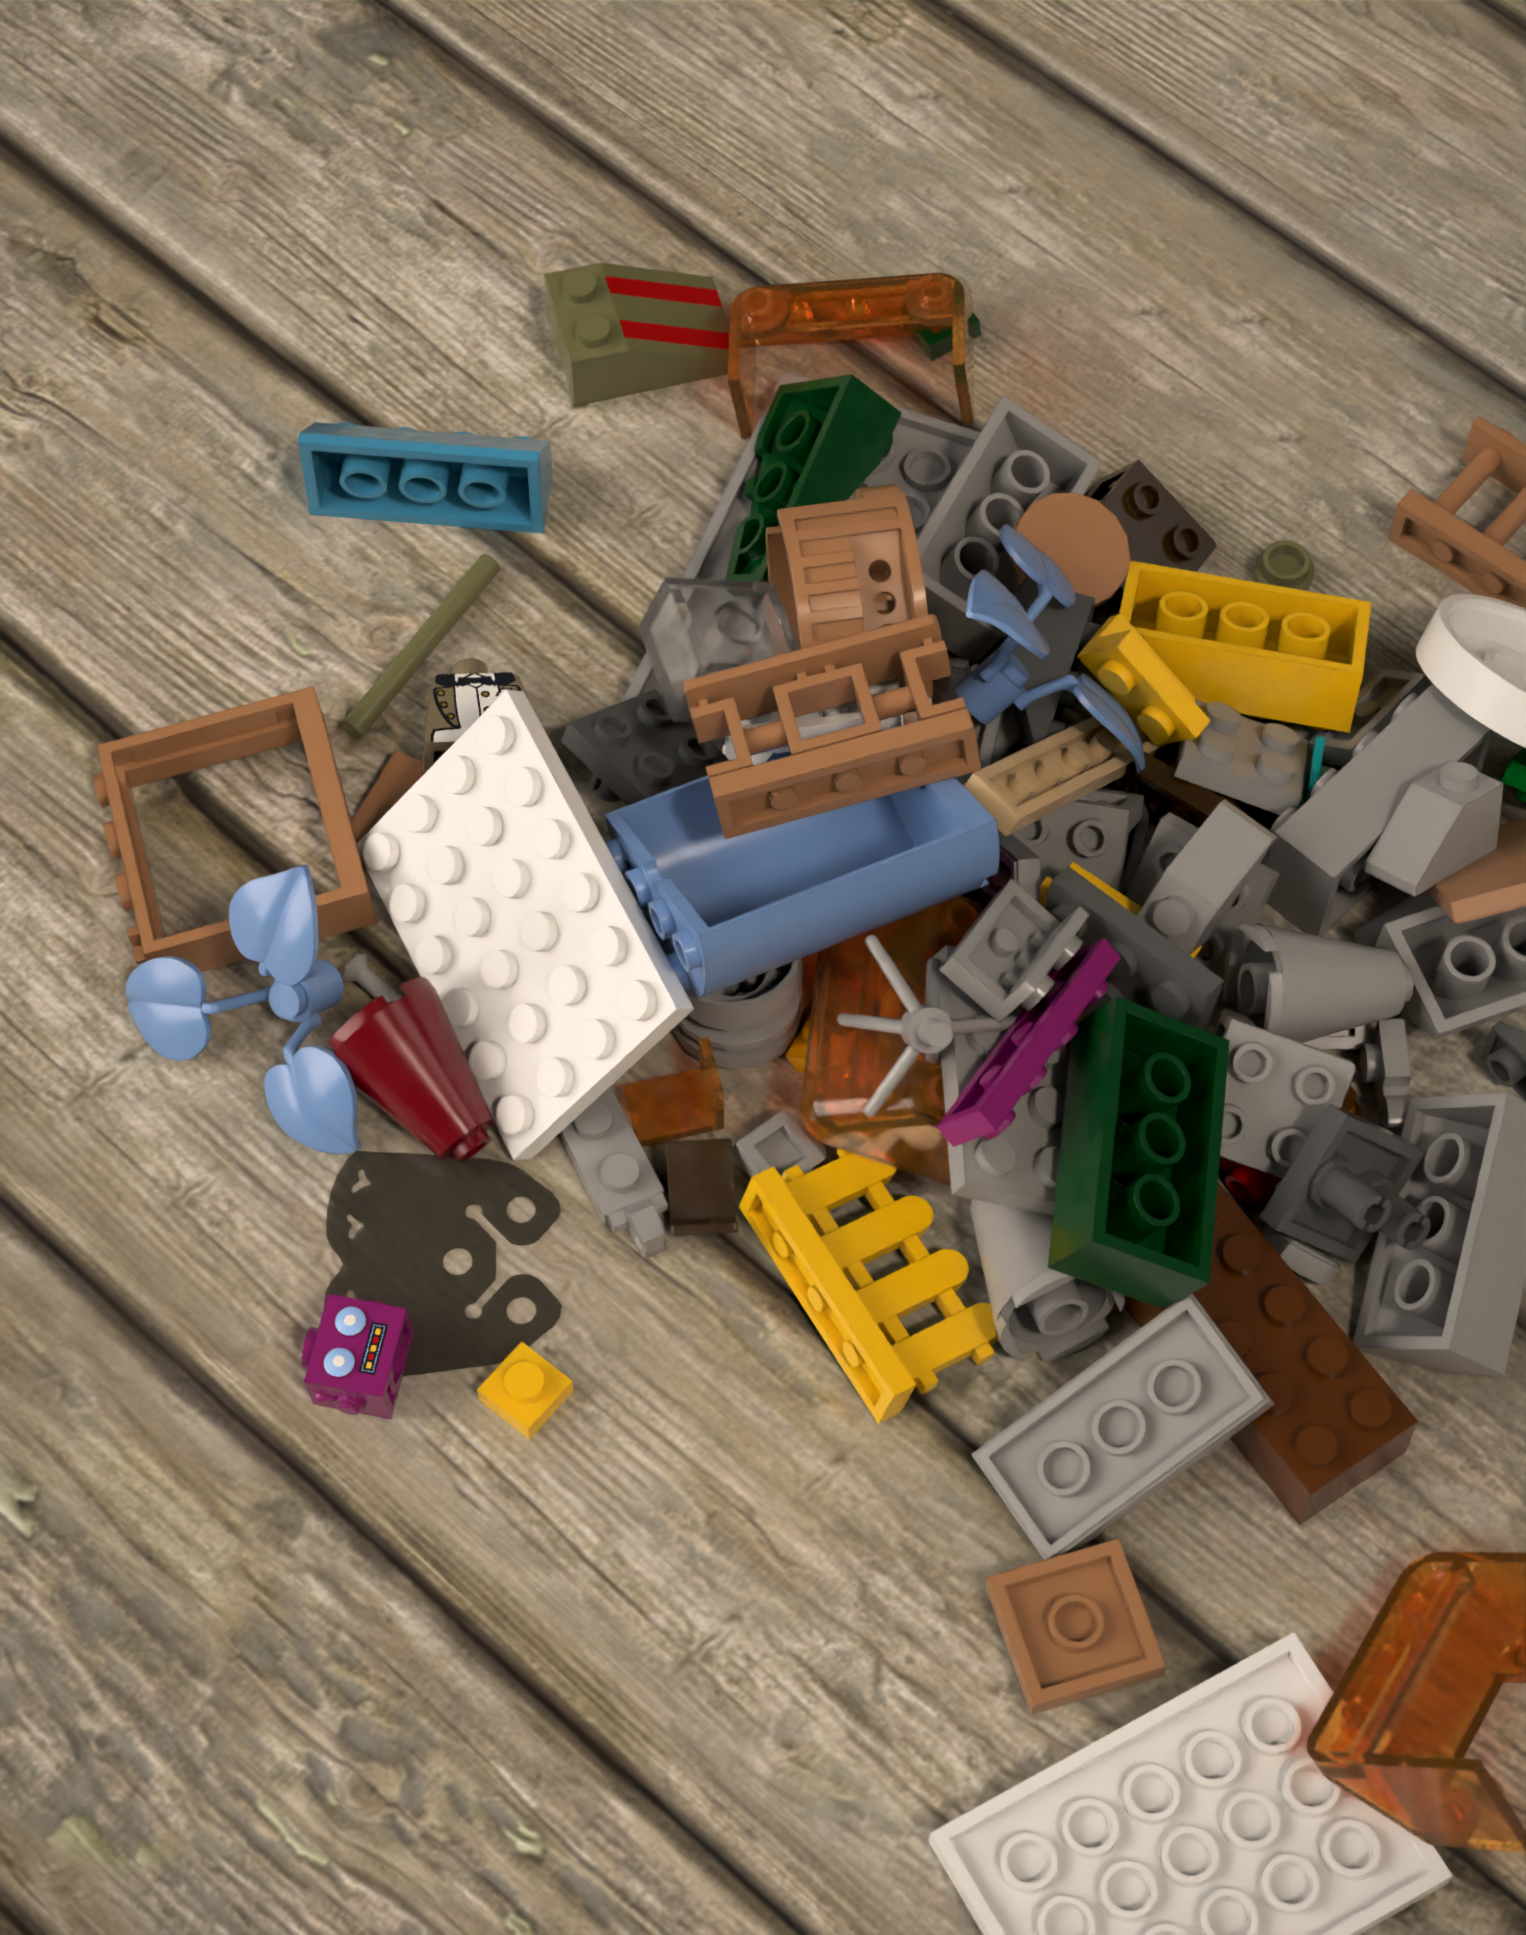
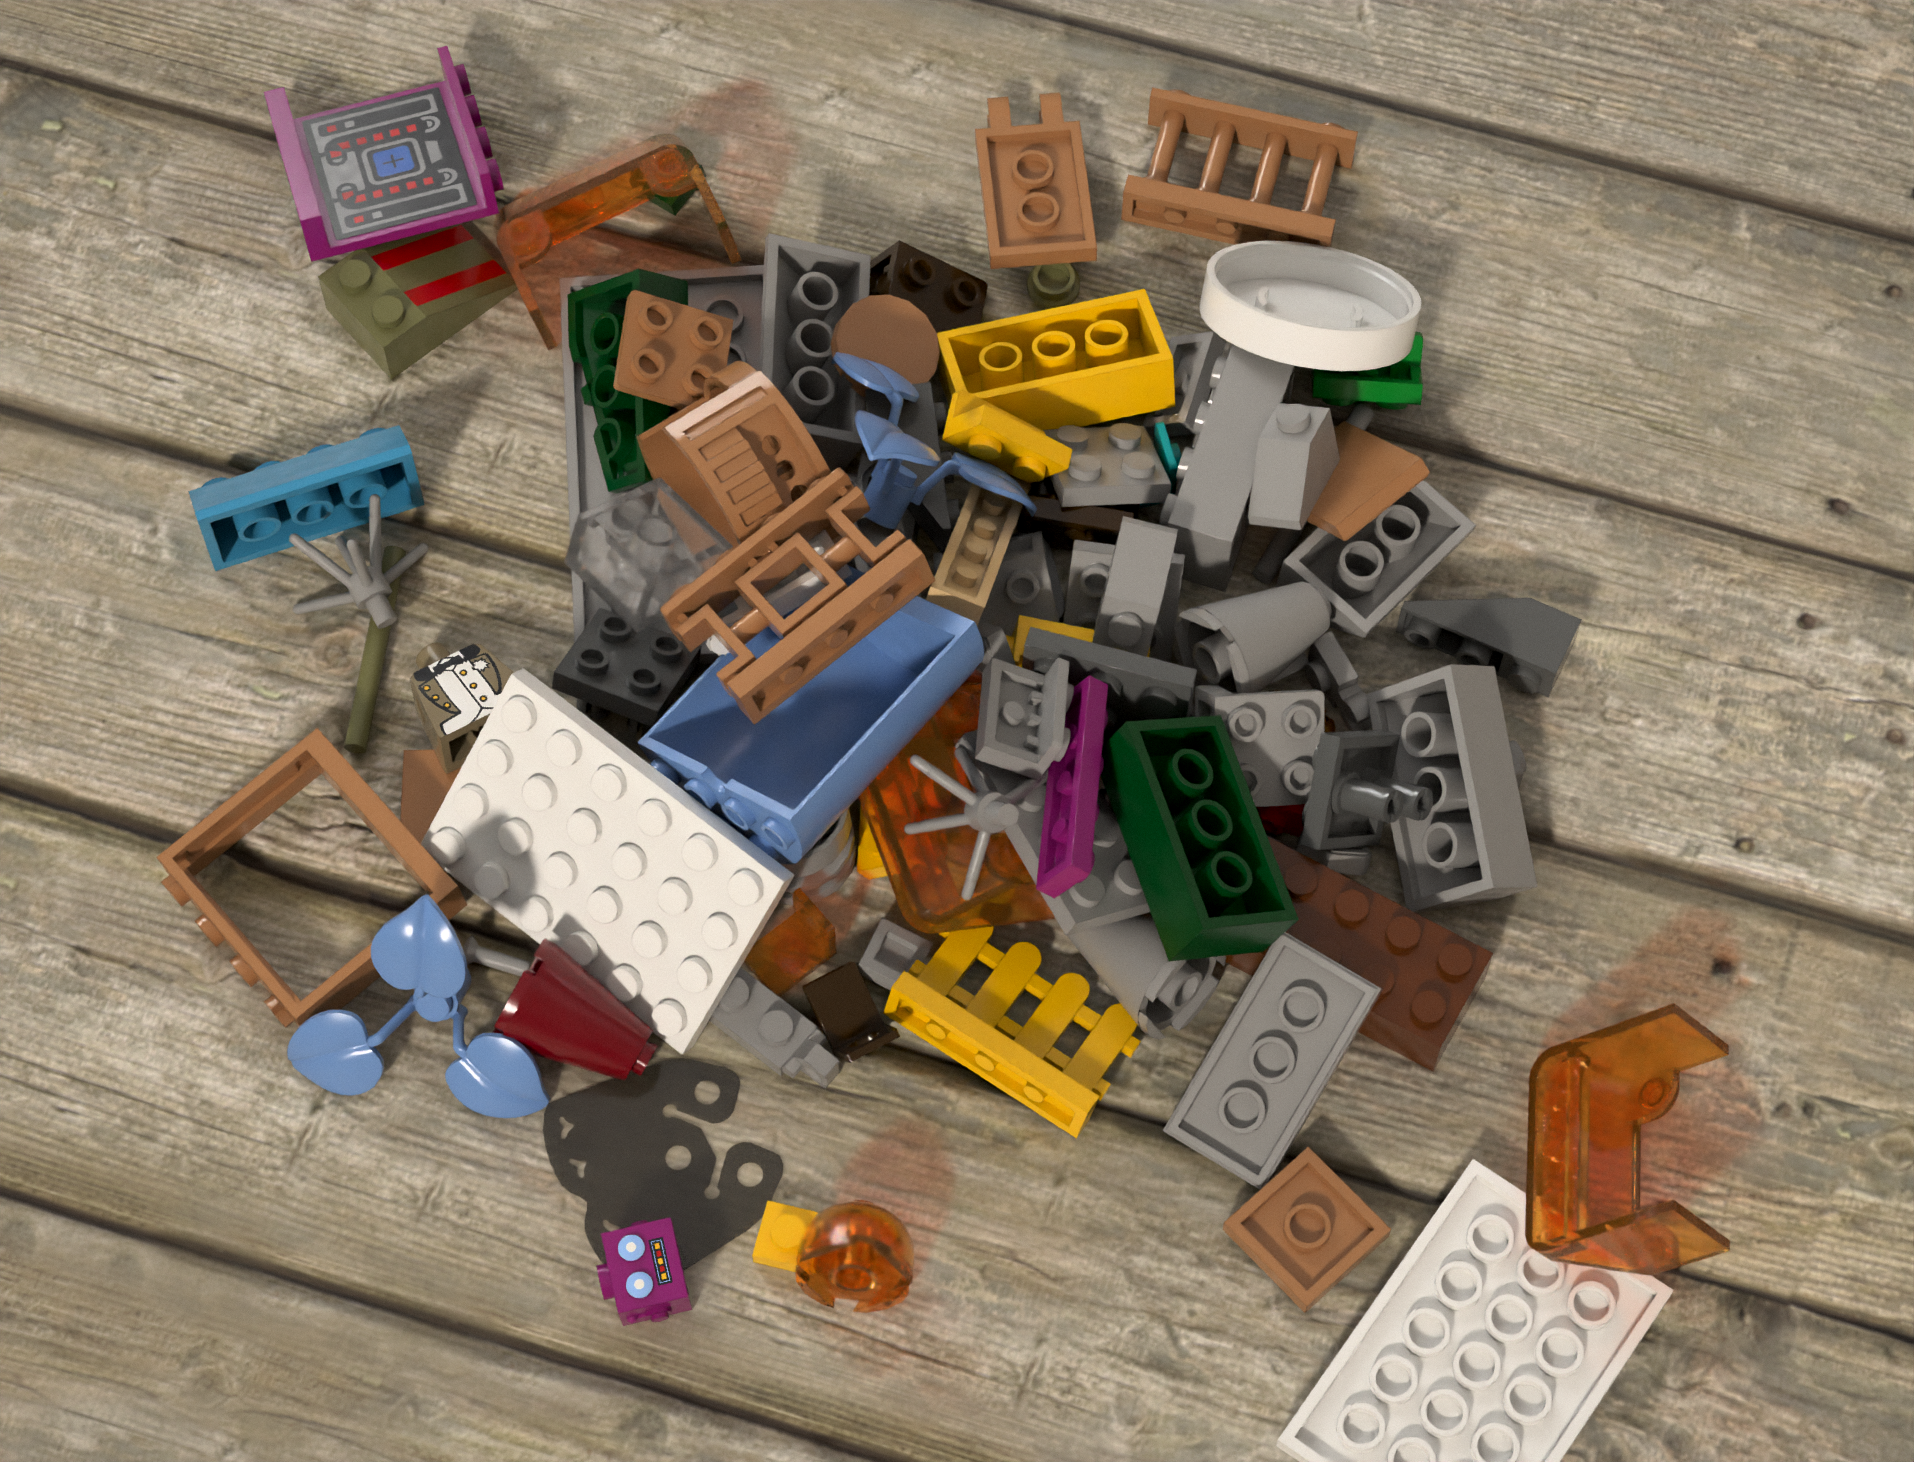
camera: 25 degrees left, 5 degrees up
(440, 577) = (367, 584): none -> light grey plant
(578, 1434) = (856, 1255): none -> clear orange cylinder
(664, 201) = (387, 164): none -> panel
(840, 453) = (669, 350): none -> medium nougat bracket
(1308, 469) = (1034, 188): none -> medium nougat tile

